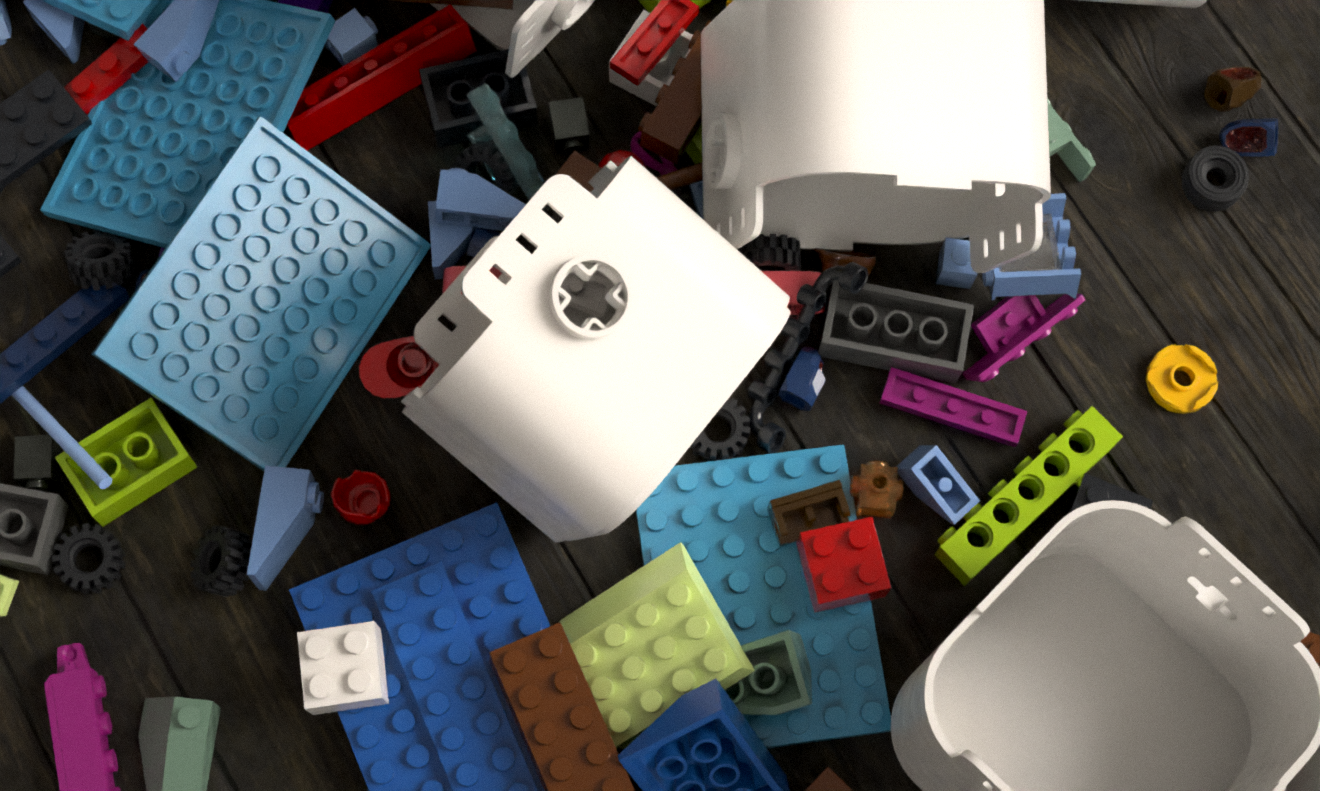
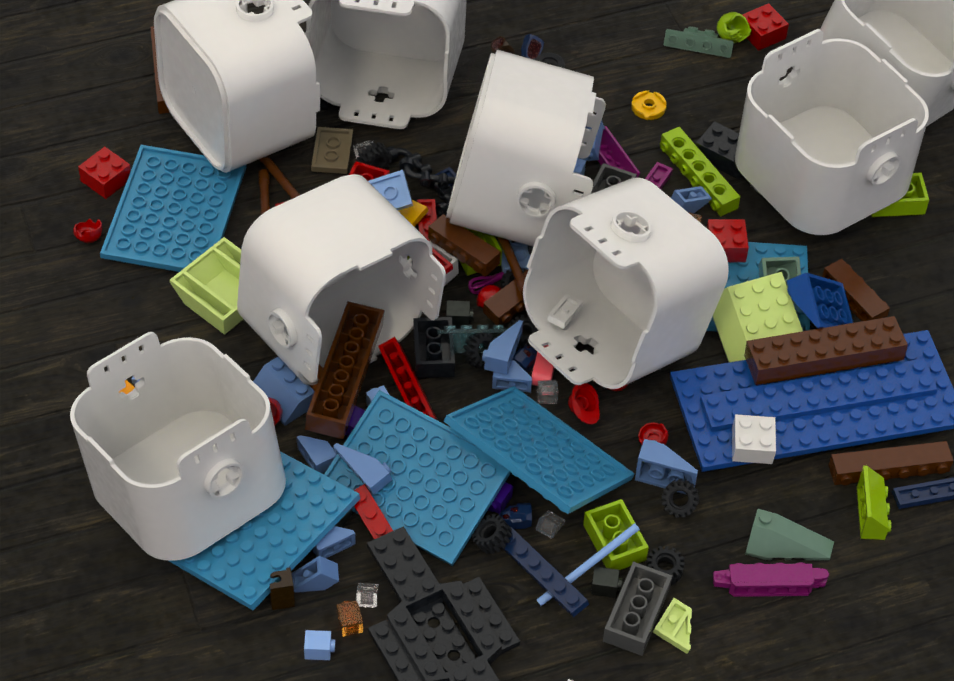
camera: 75 degrees left, 20 degrees down
(423, 295) = (547, 392): none -> clear slope

